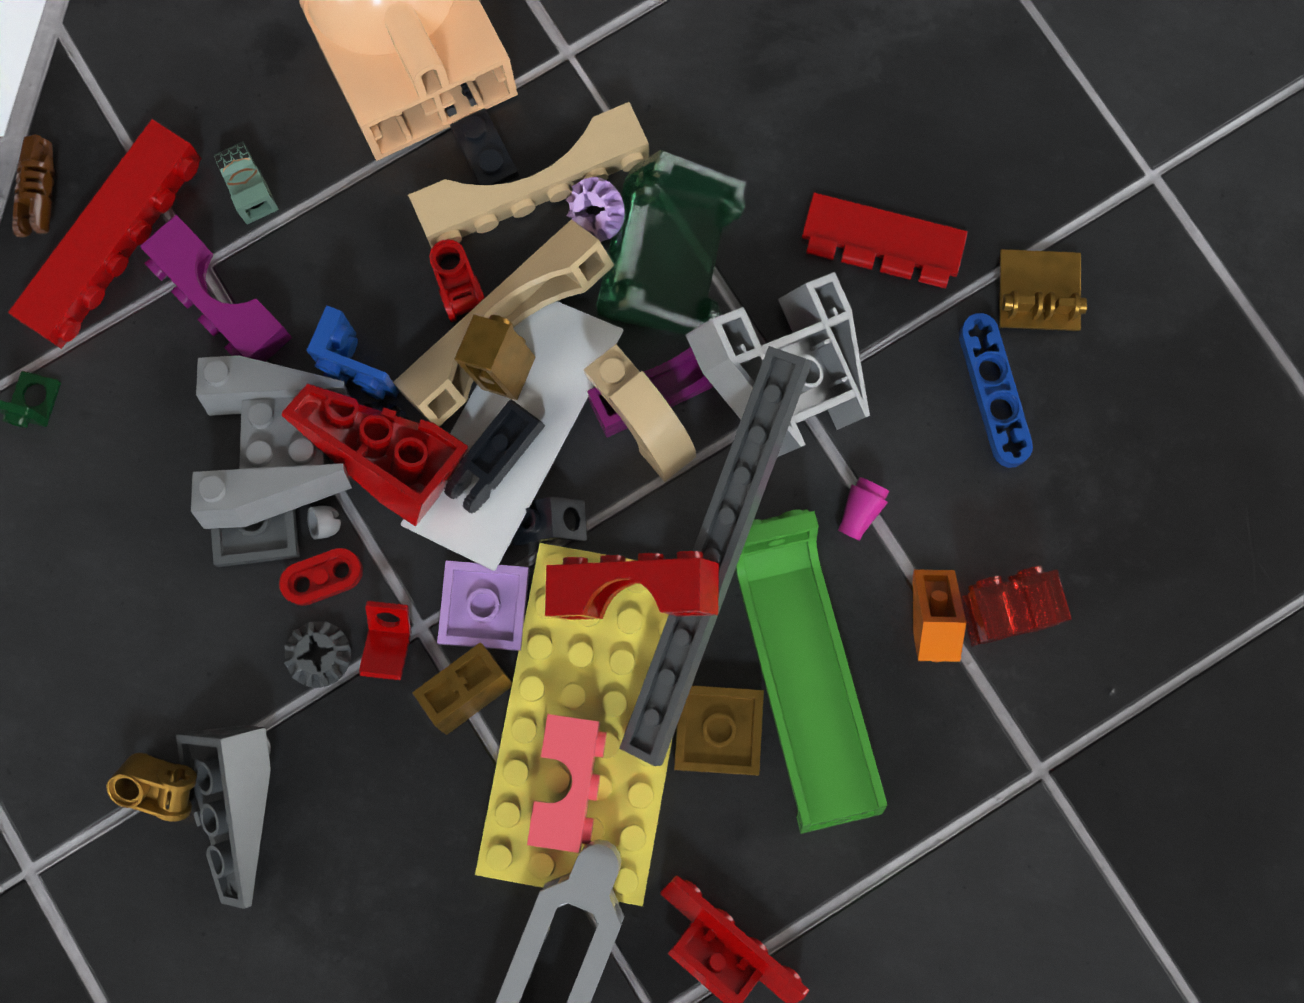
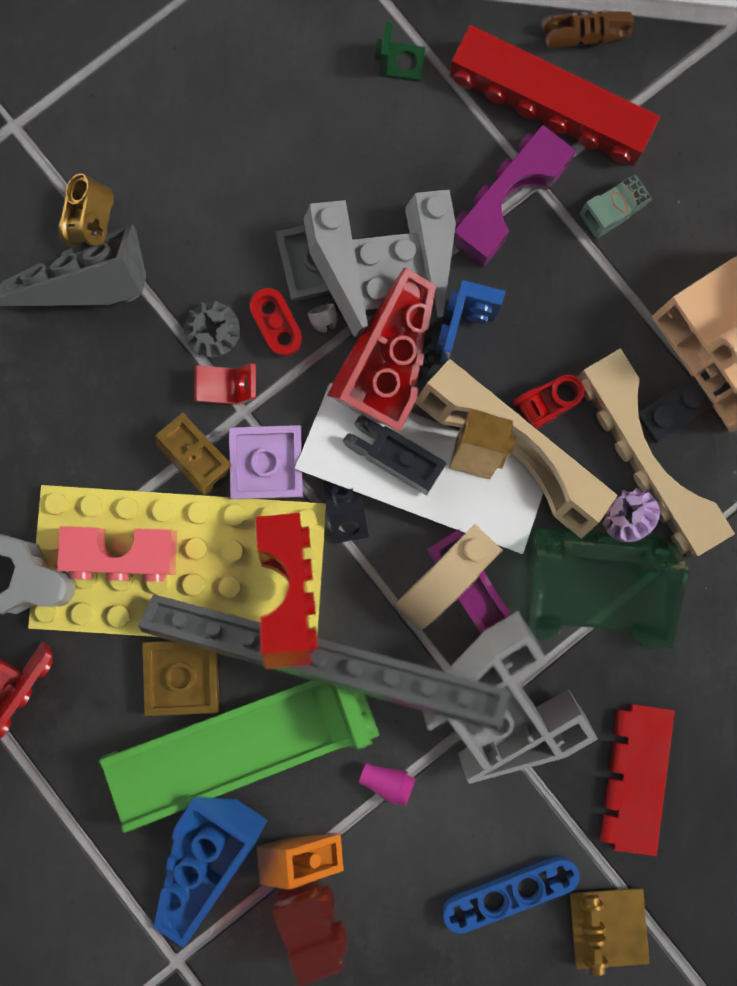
camera: 80 degrees right, 5 degrees up
(925, 720) = (204, 856): none -> blue wedge

